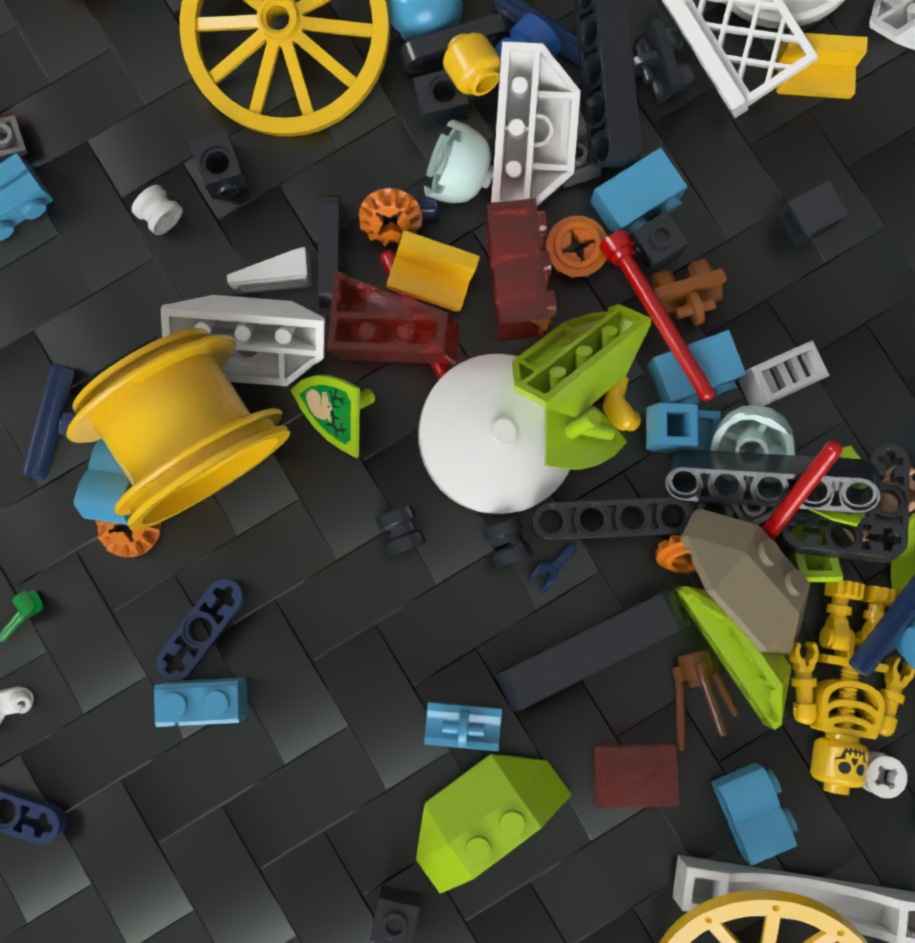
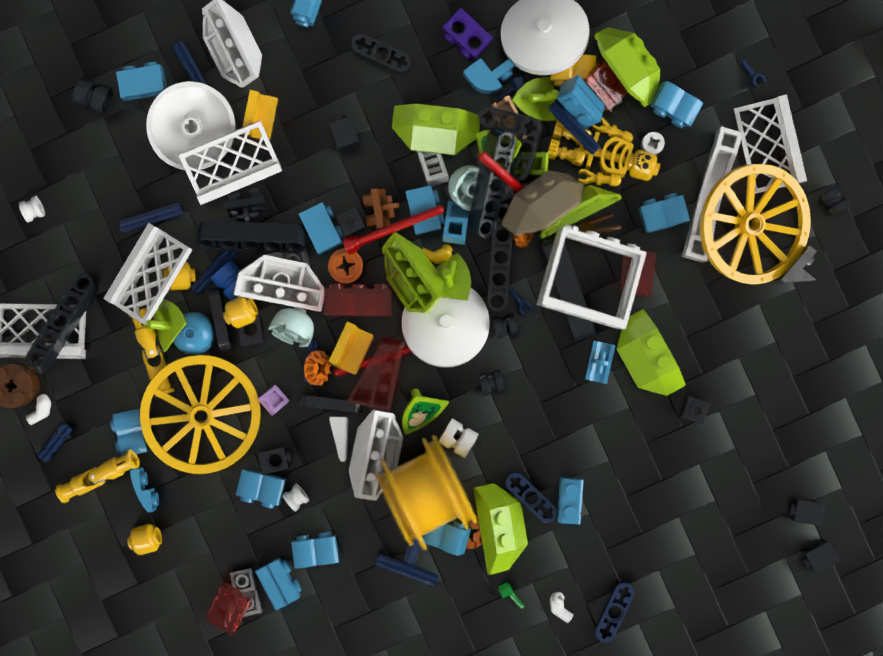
camera: 85 degrees left, 5 degrees up
(66, 255) = (315, 551): none -> dark azure brick
(140, 579) = (500, 527): none -> lime wedge
(165, 149) = (260, 487): none -> dark azure brick
(288, 495) = (464, 443): none -> white wheel
(324, 151) = (273, 400): none -> lavender tile
(685, 718) = (610, 244): none -> white window
(849, 373) = (435, 128): none -> lime wedge

